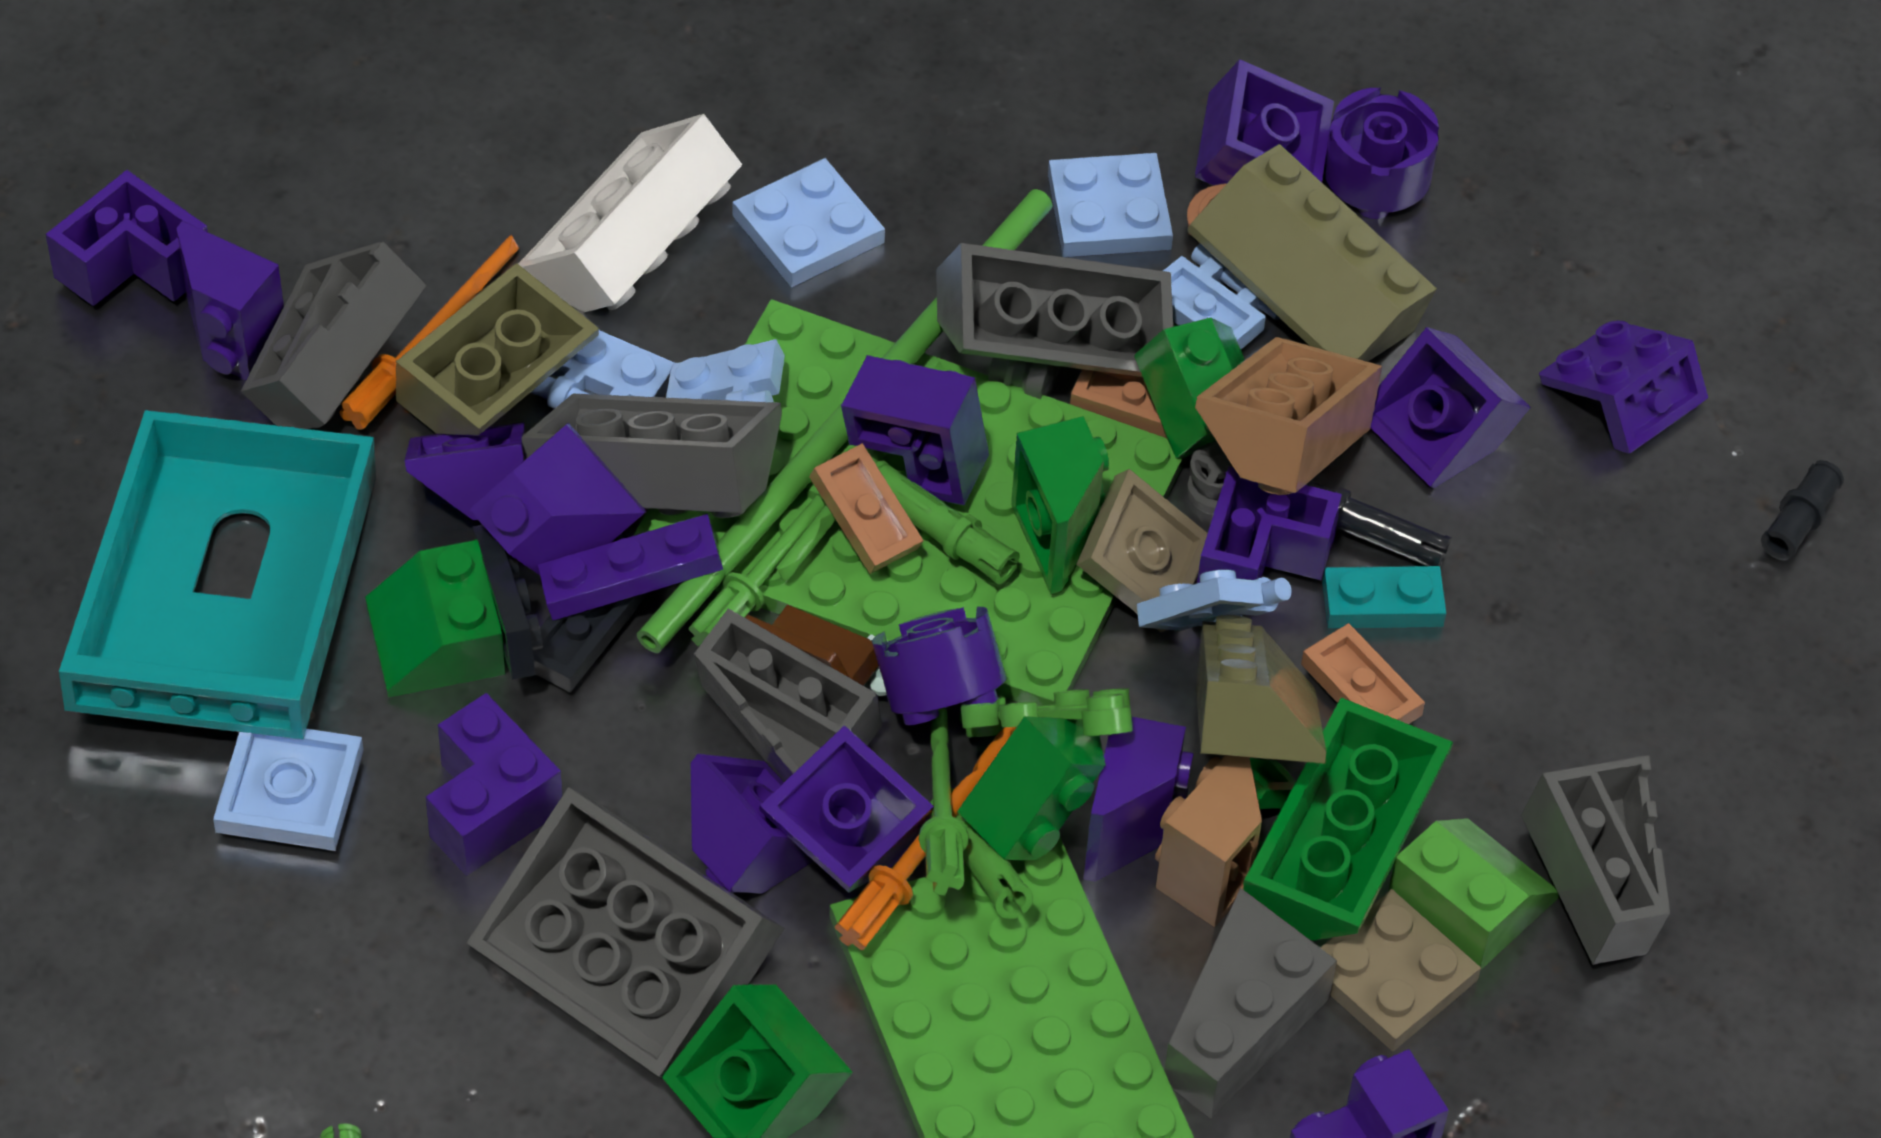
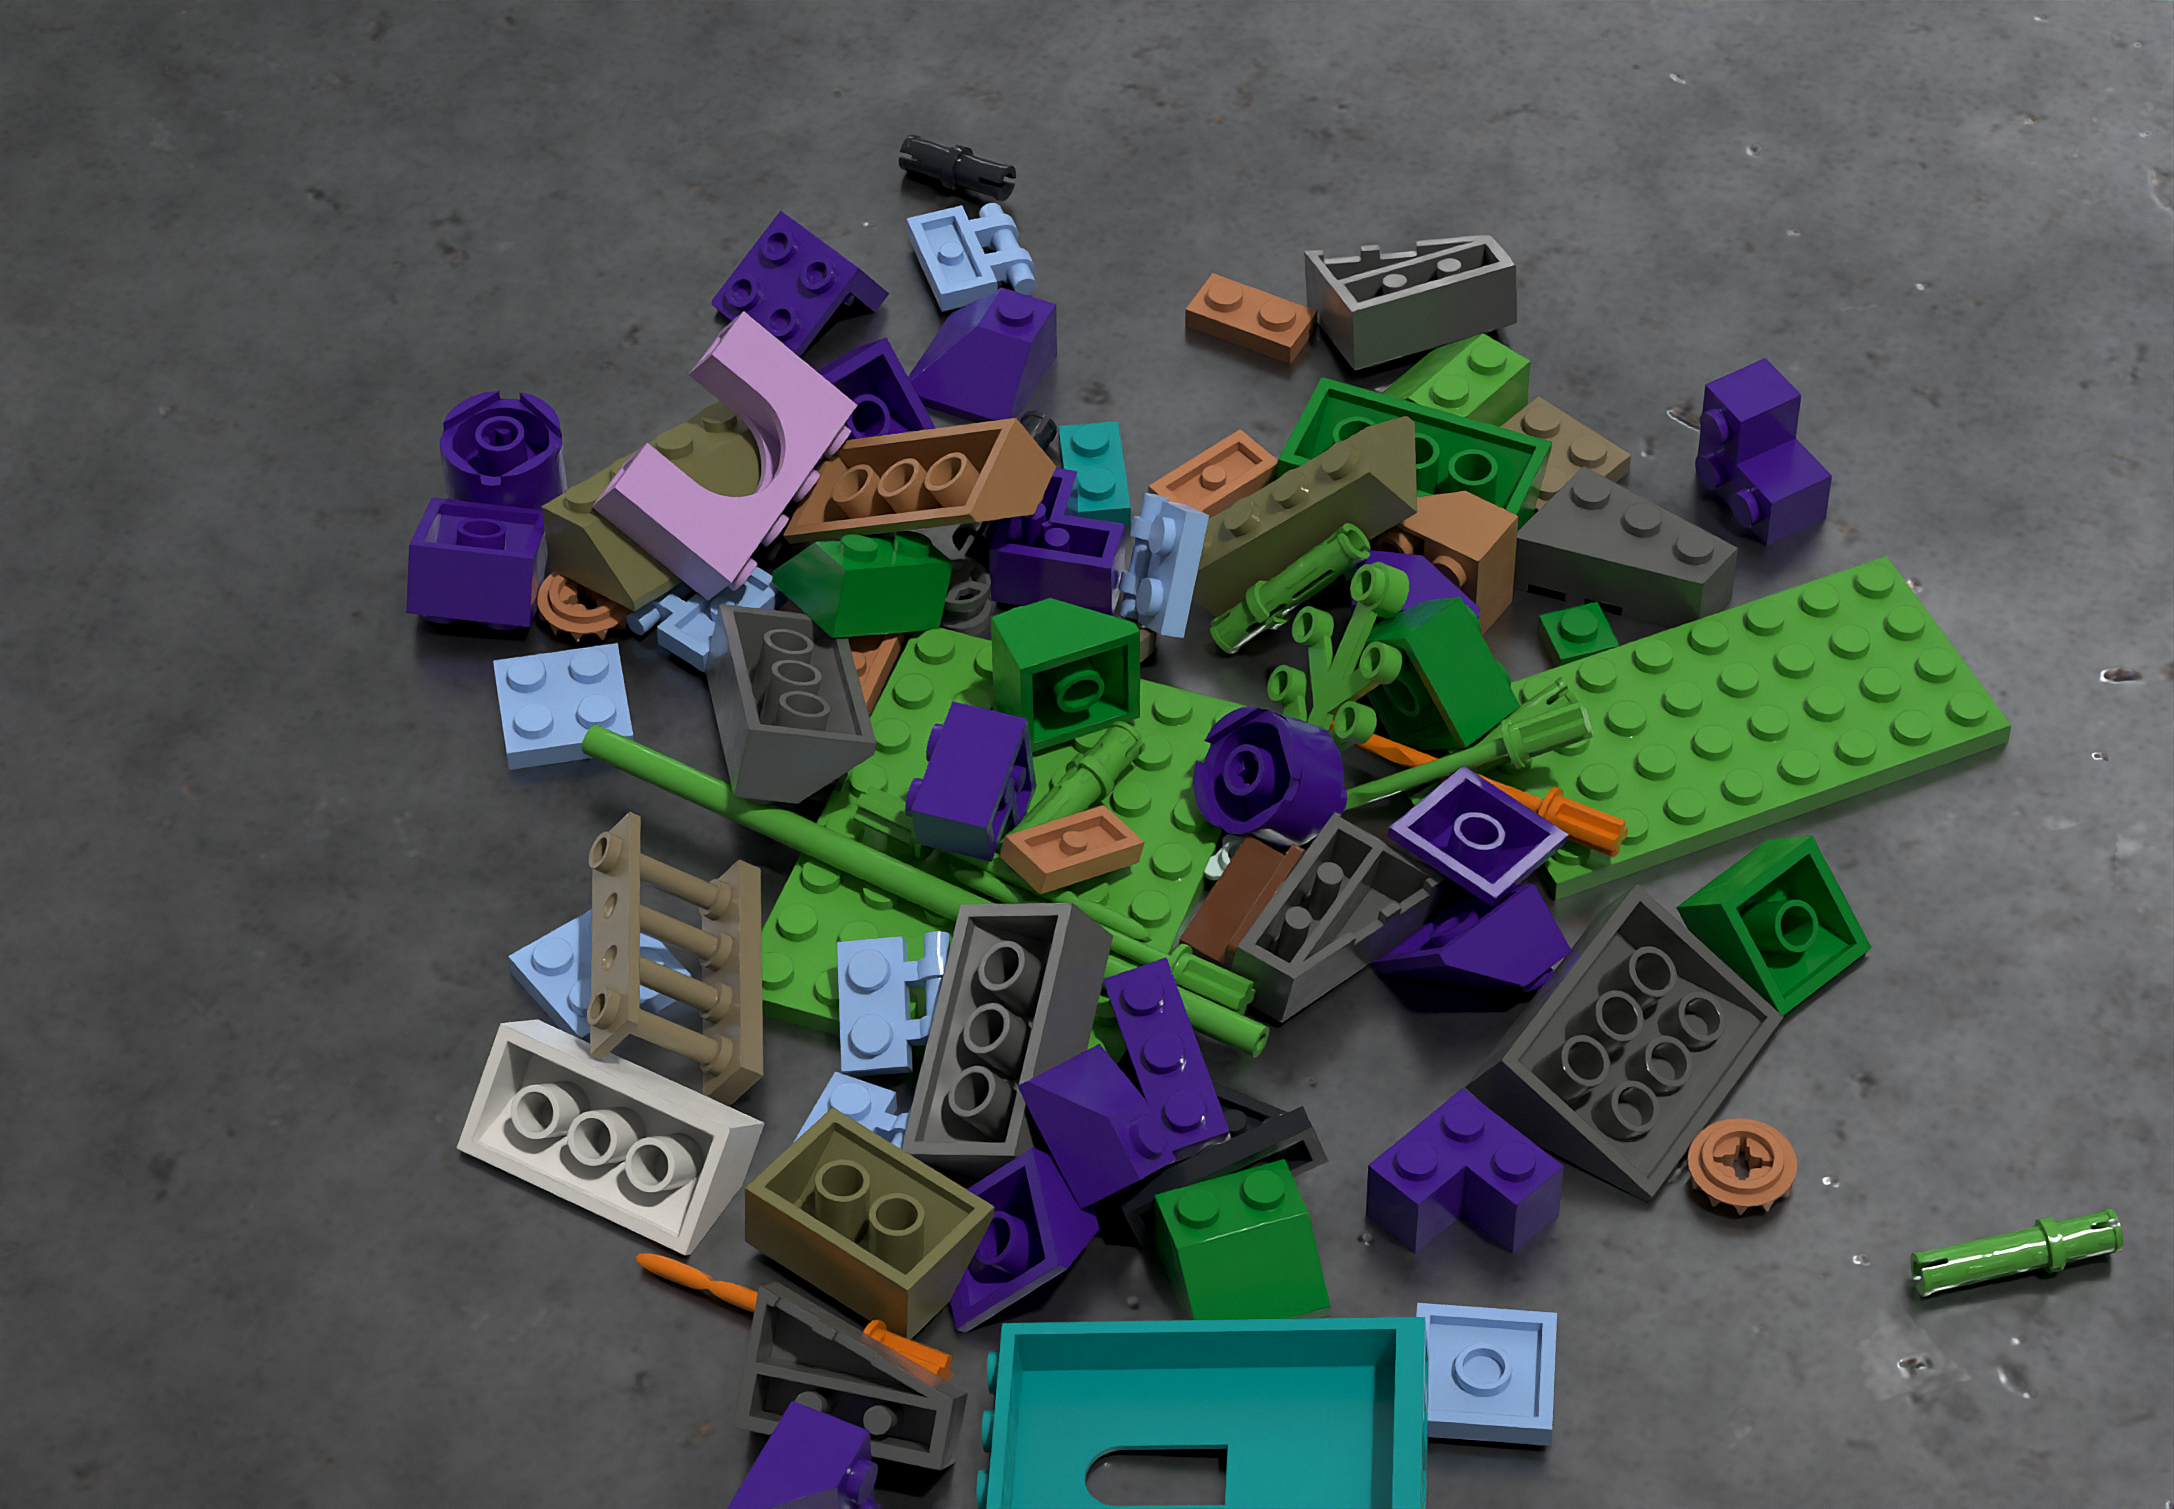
camera: 90 degrees left, 5 degrees down
(469, 995) = (1768, 1155): none -> nougat gear
(747, 284) = (726, 949): none -> dark tan fence
(1153, 968) = (1575, 633): none -> green plate
(1172, 695) = (1271, 601): none -> bright green pin
(1379, 319) = (794, 422): none -> lavender arch
(1527, 520) = (988, 357): none -> dark purple slope
(1605, 729) = (1251, 318): none -> nougat plate
(1673, 499) = (954, 258): none -> light blue plate

